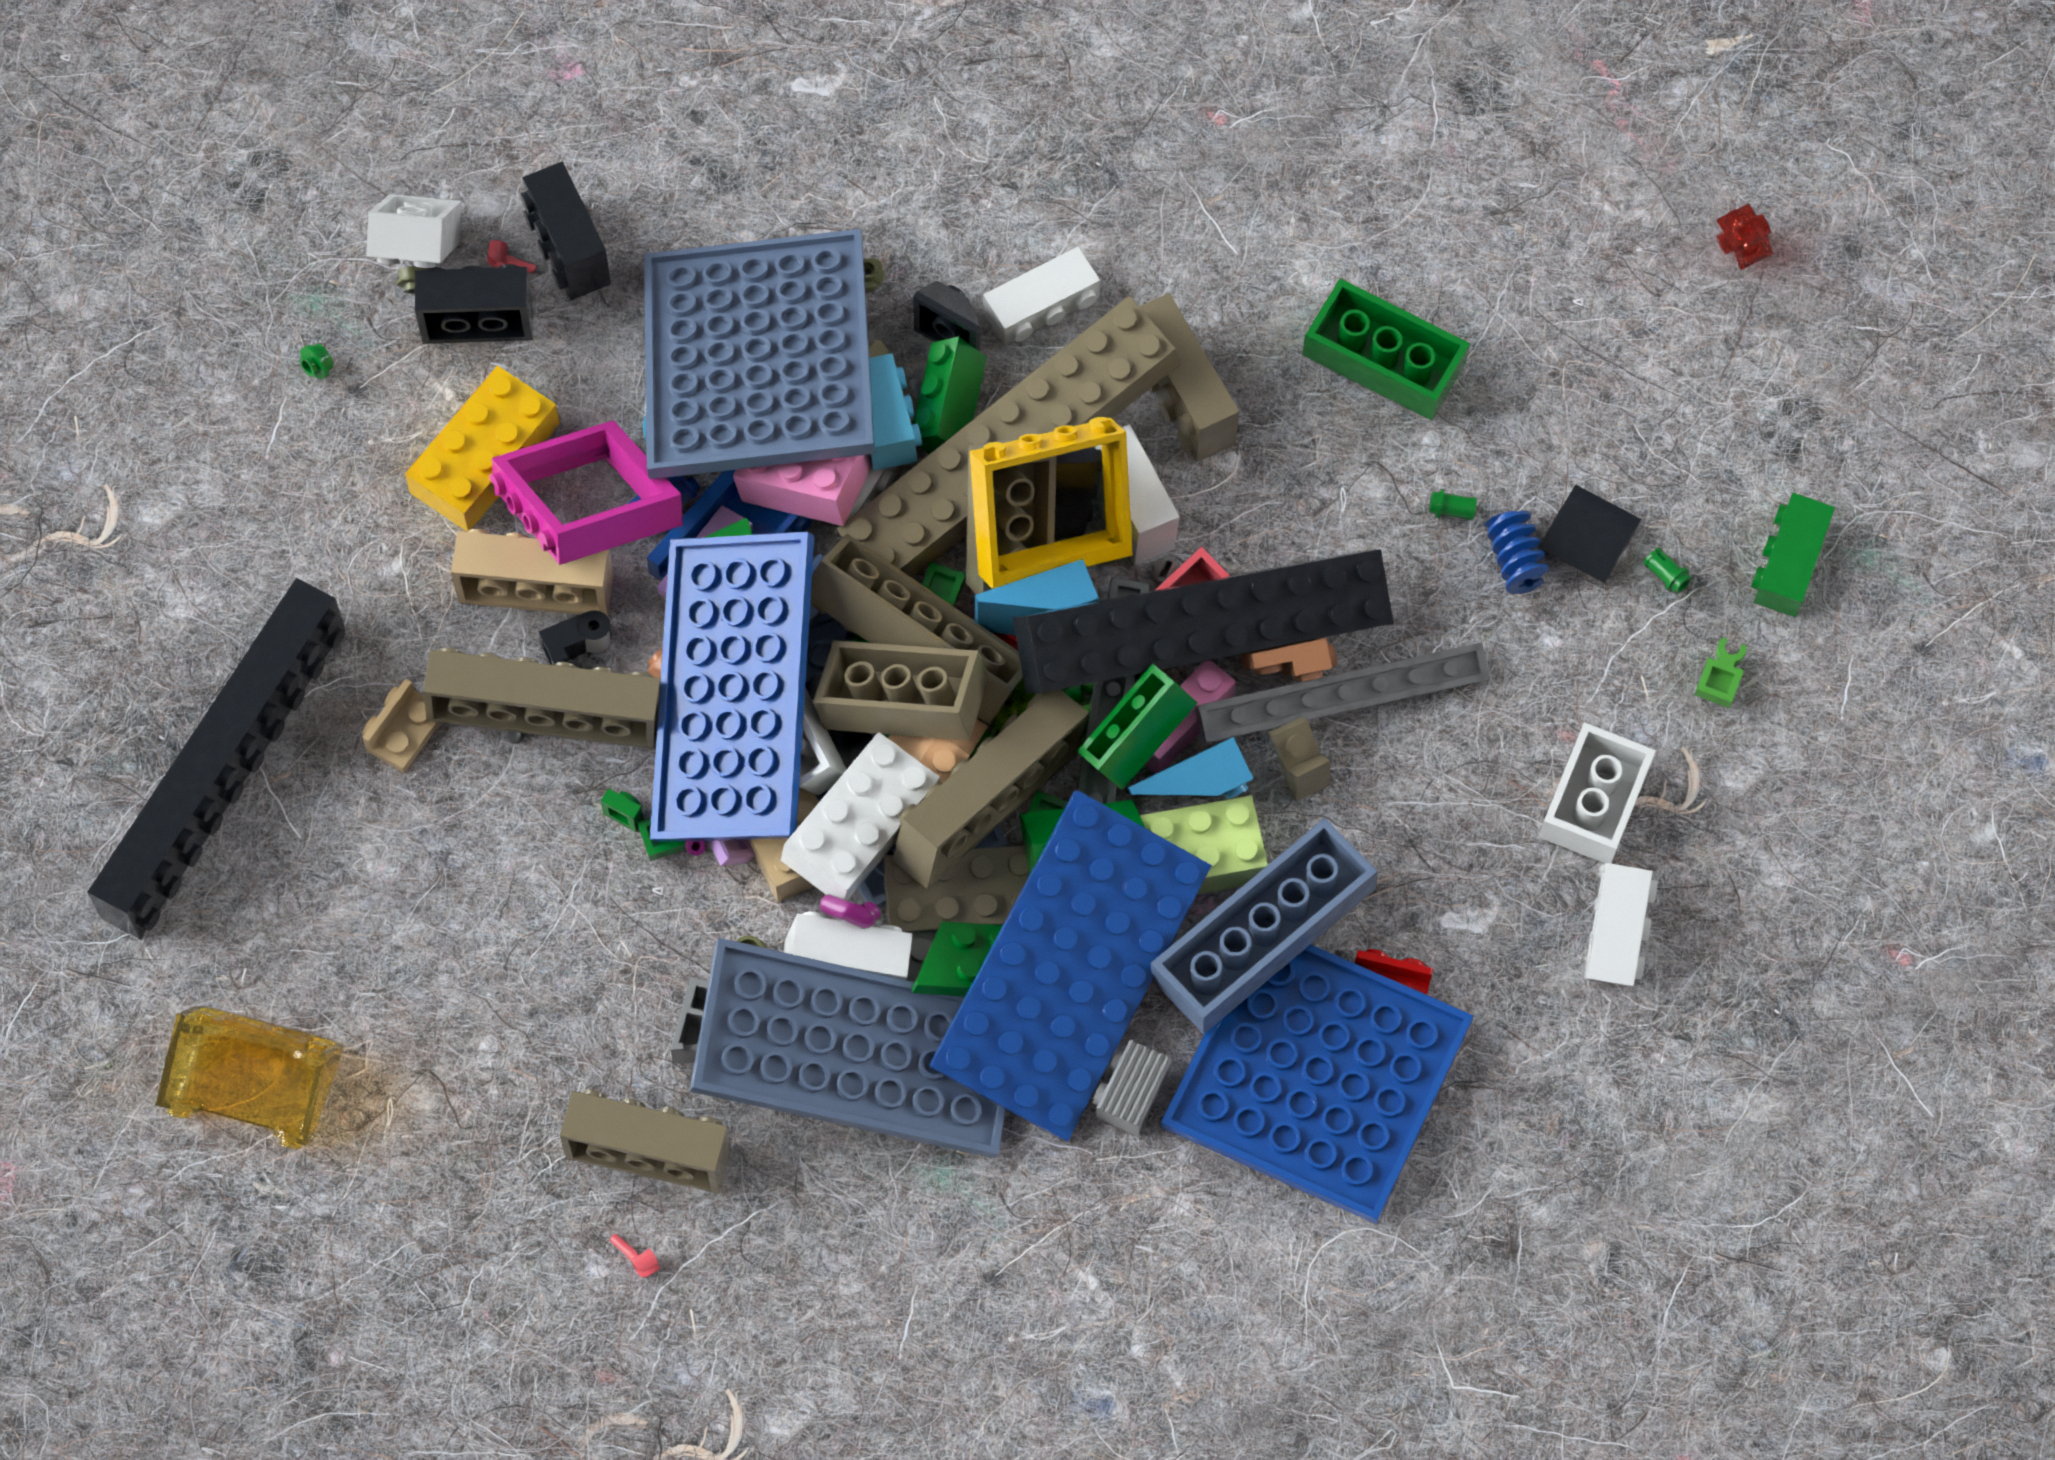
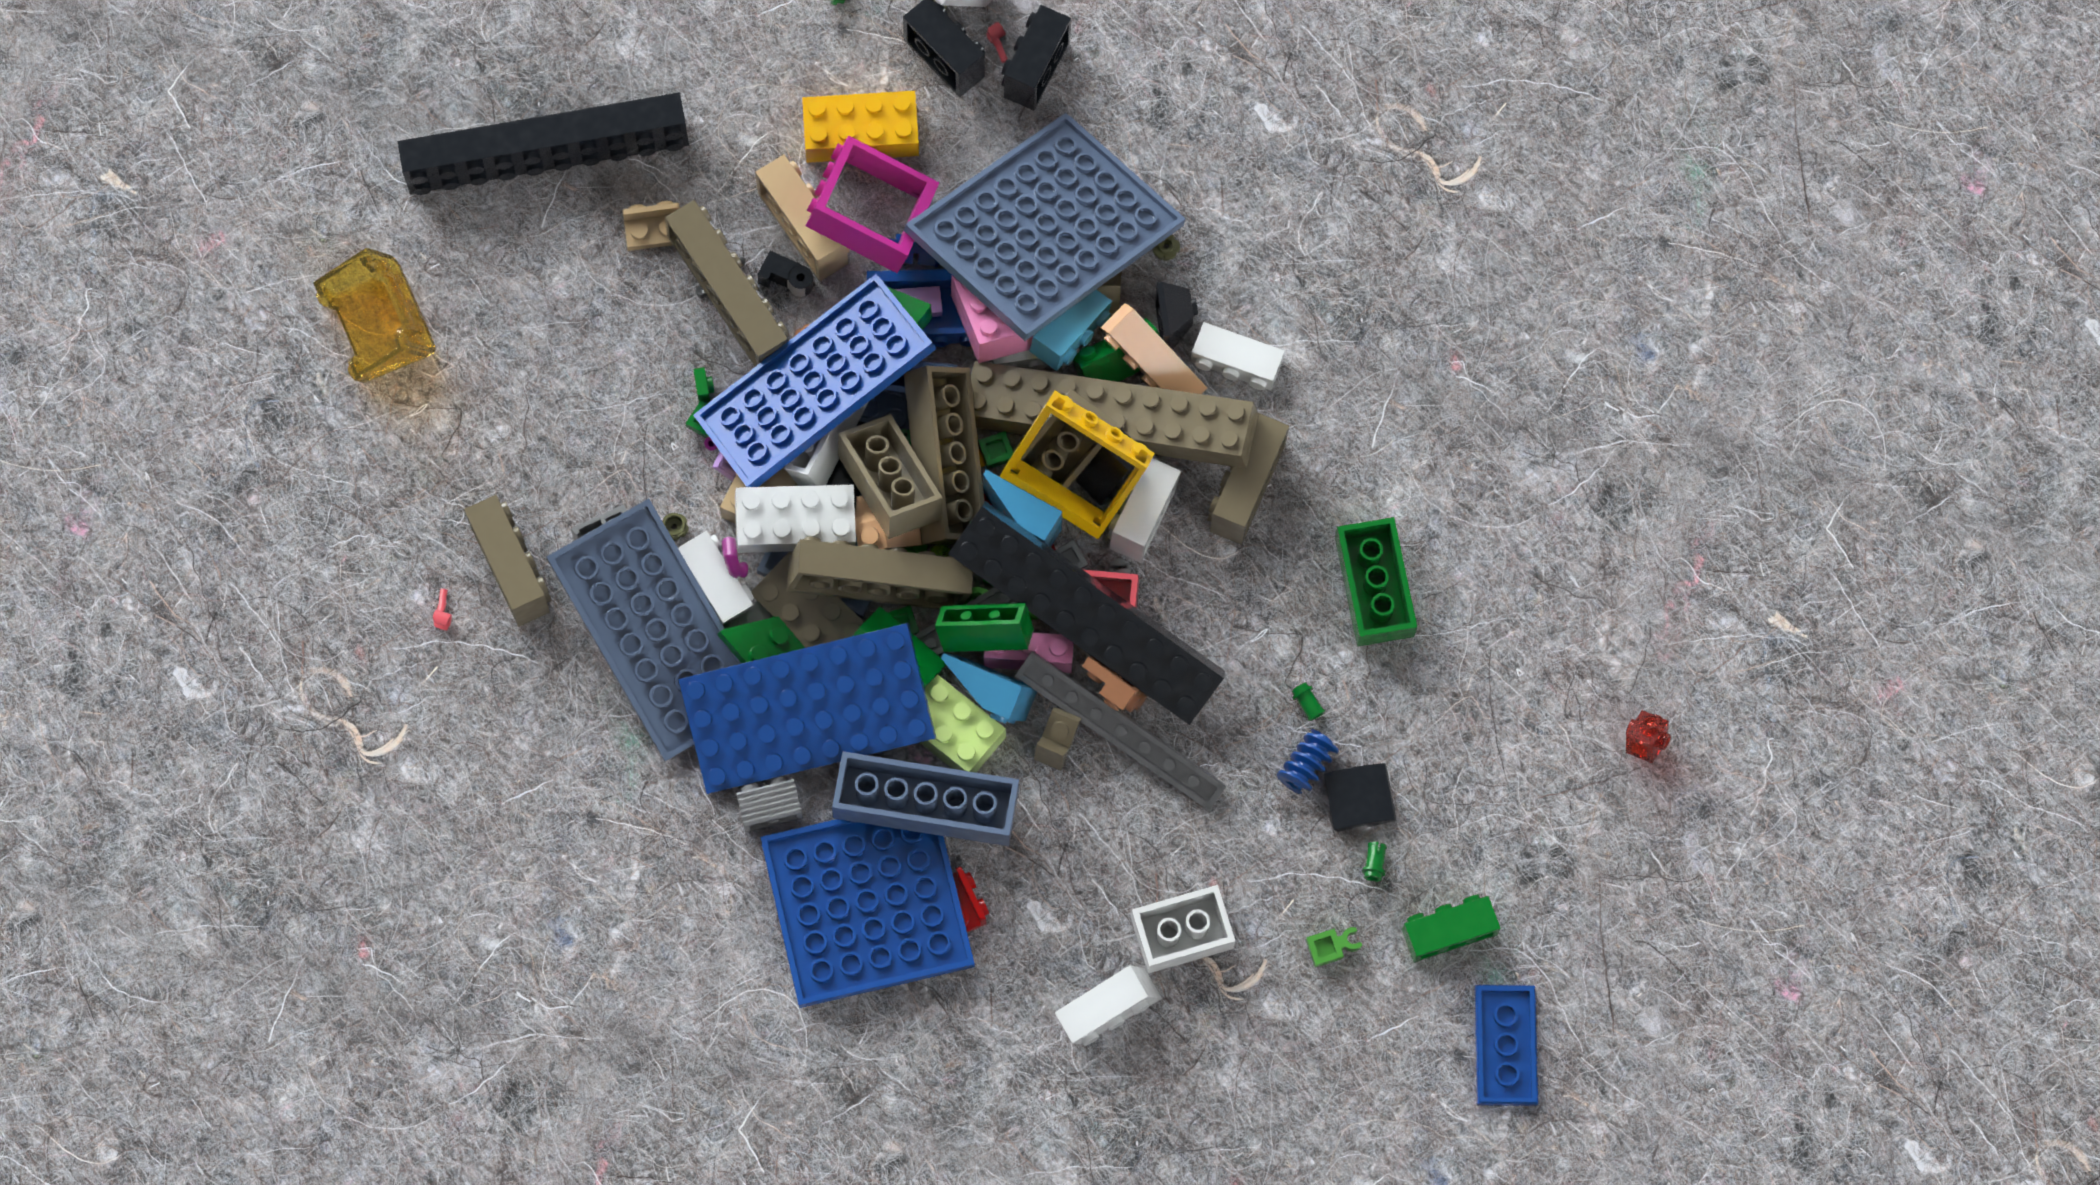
camera: 50 degrees right, 5 degrees up
(976, 360) = (1149, 353): none -> light nougat brick
(1948, 598) = (1506, 1045): none -> blue tile

